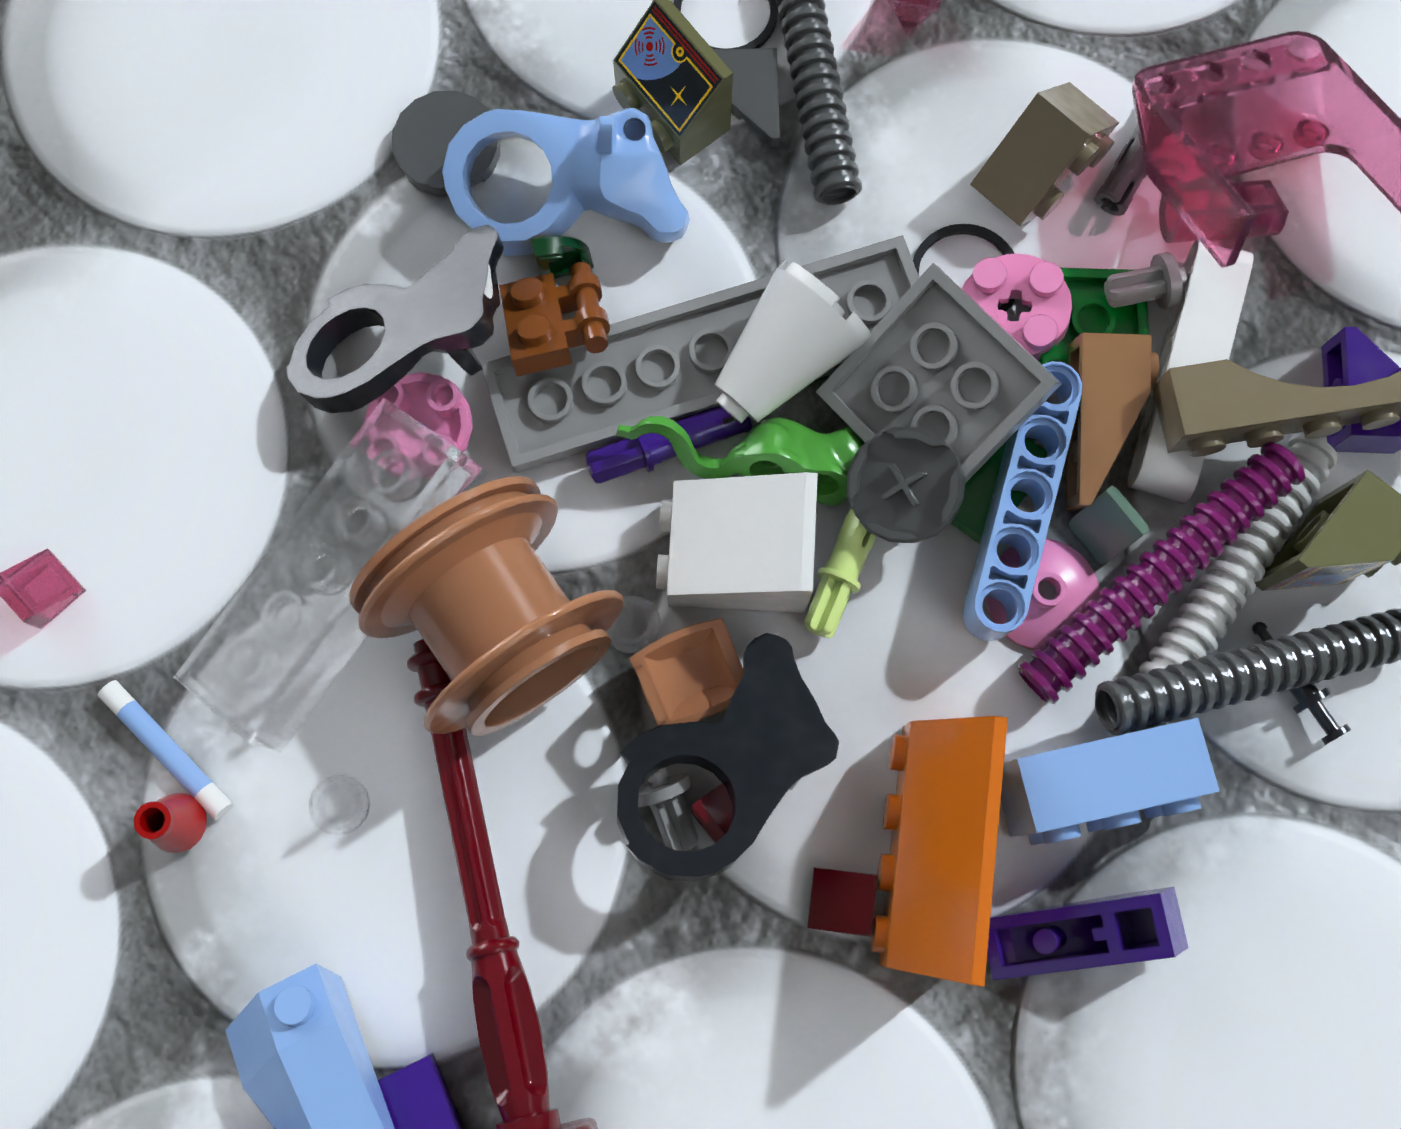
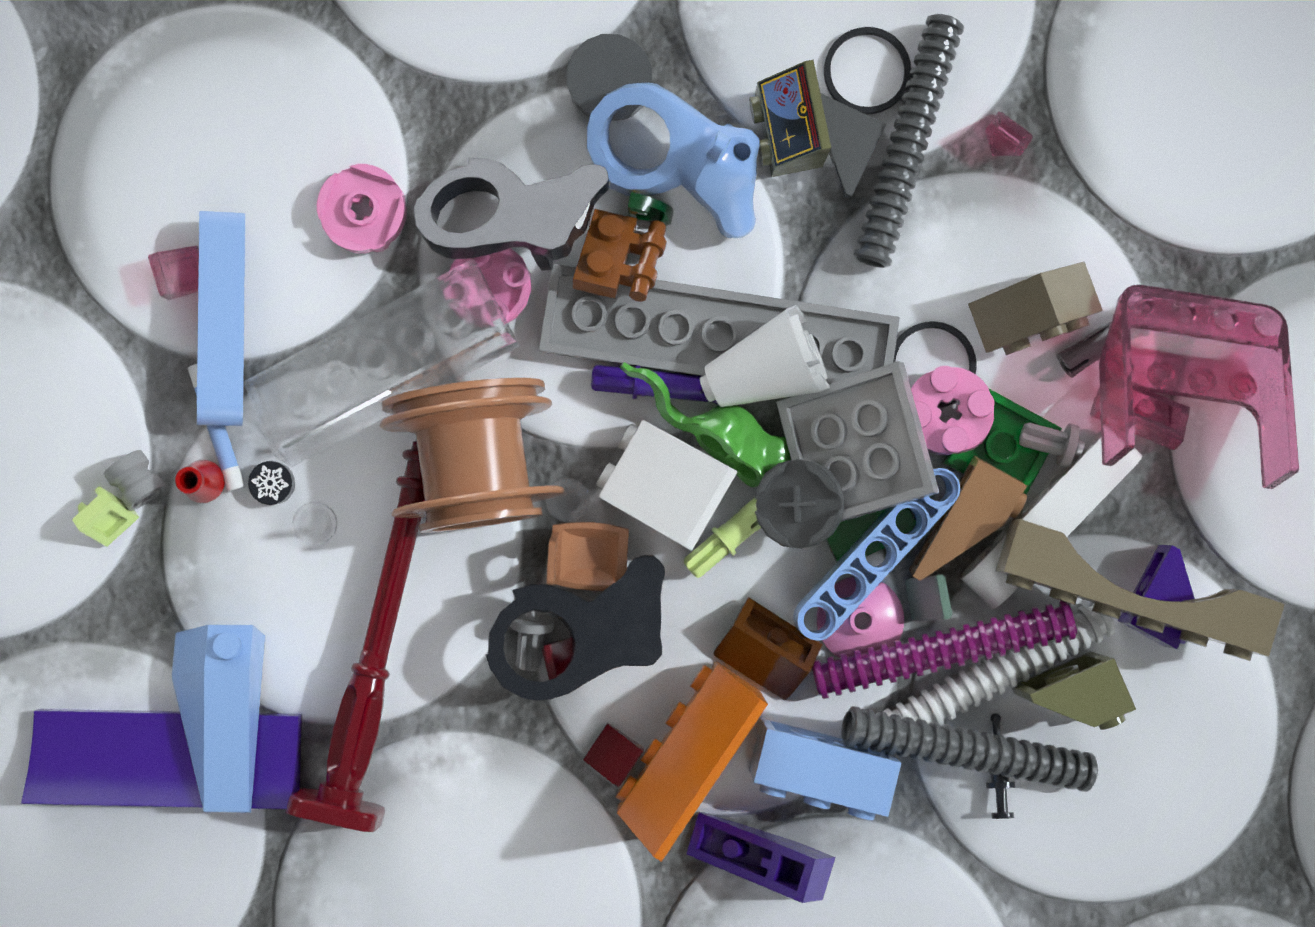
camera: 30 degrees right, 10 degrees up
(70, 927) = (104, 517): none -> yellowish green tile
(88, 862) = (135, 480): none -> light grey wheel
(112, 616) = (220, 318): none -> light blue beam
(203, 393) = (350, 187): none -> bright pink plate
(263, 782) = (271, 483): none -> black tile
(956, 678) = (768, 649): none -> reddish brown panel

